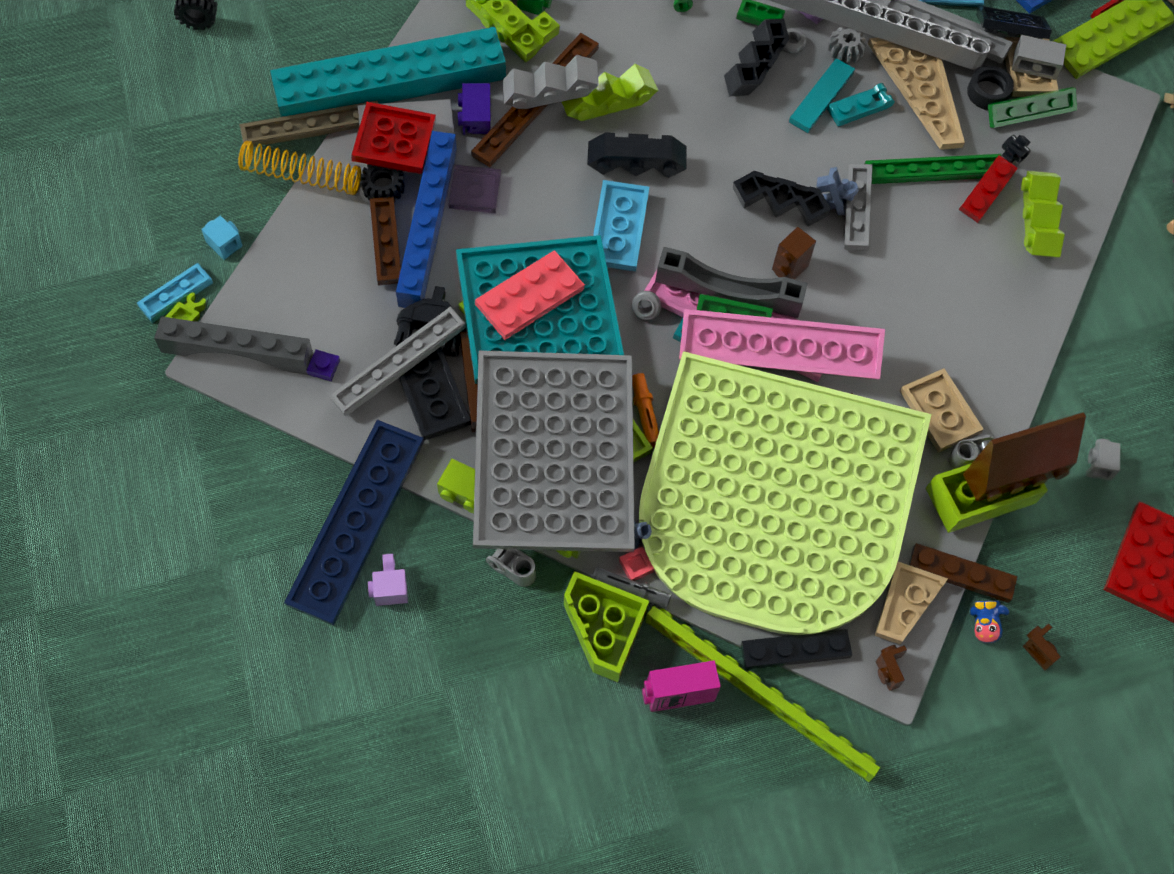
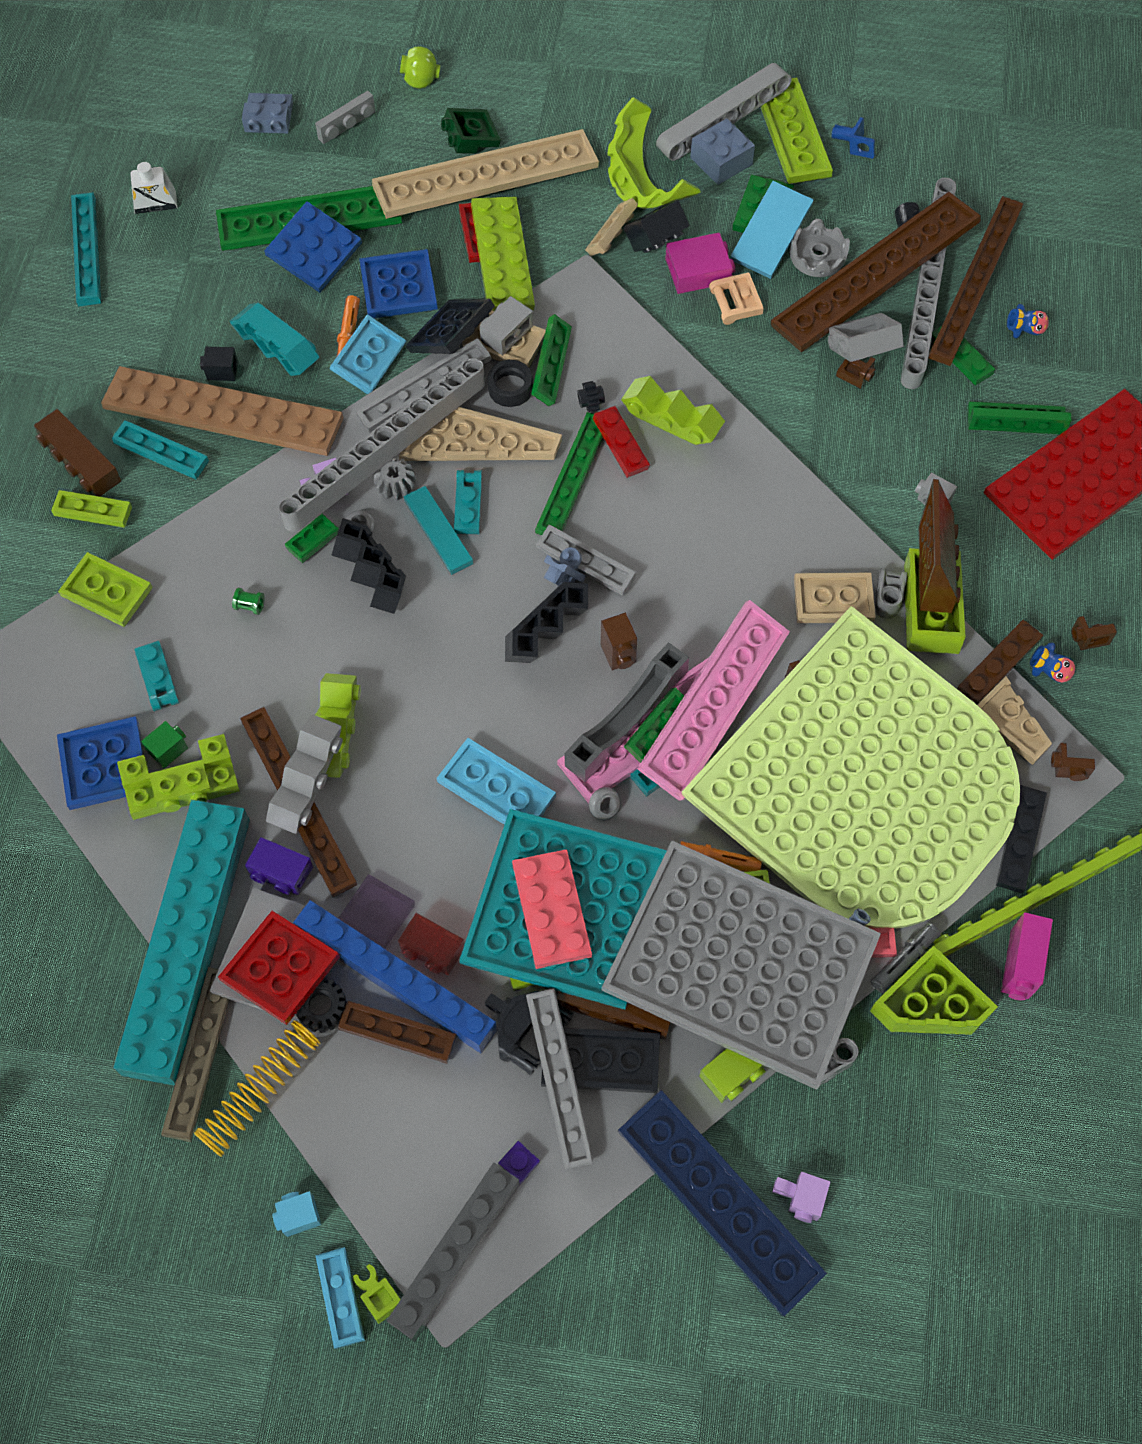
camera: 60 degrees left, 0 degrees up
(464, 228) = (431, 944): none -> clear red brick
(637, 154) = (424, 732): black brick -> none

